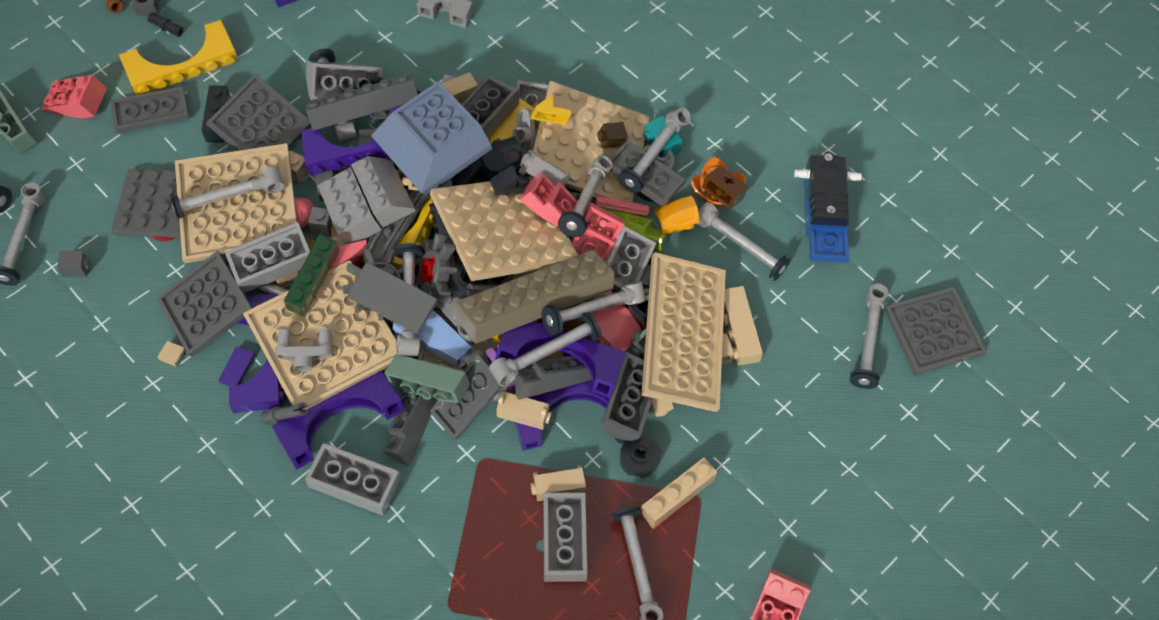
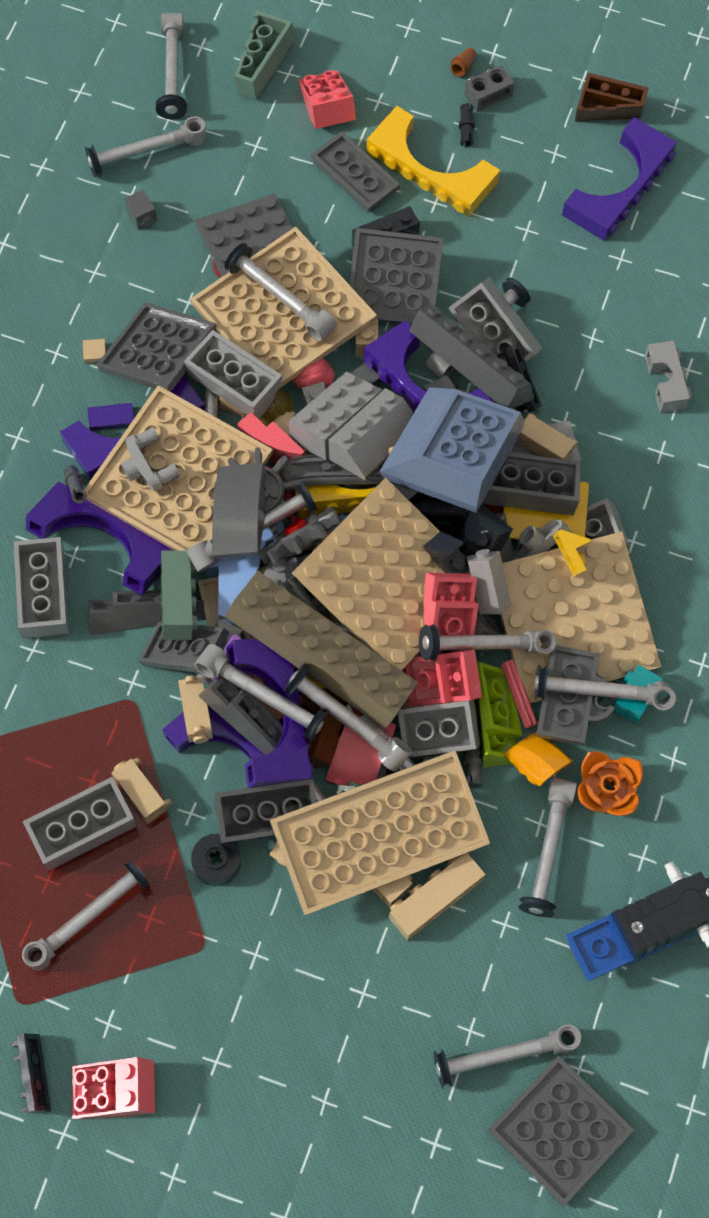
camera: 65 degrees right, 5 degrees up
(311, 275) = (228, 422): dark green brick -> none
(612, 135) = (594, 634): dark brown brick -> none
(678, 493) = (191, 919): tan brick -> none
(725, 187) = (591, 800): reddish brown brick -> none

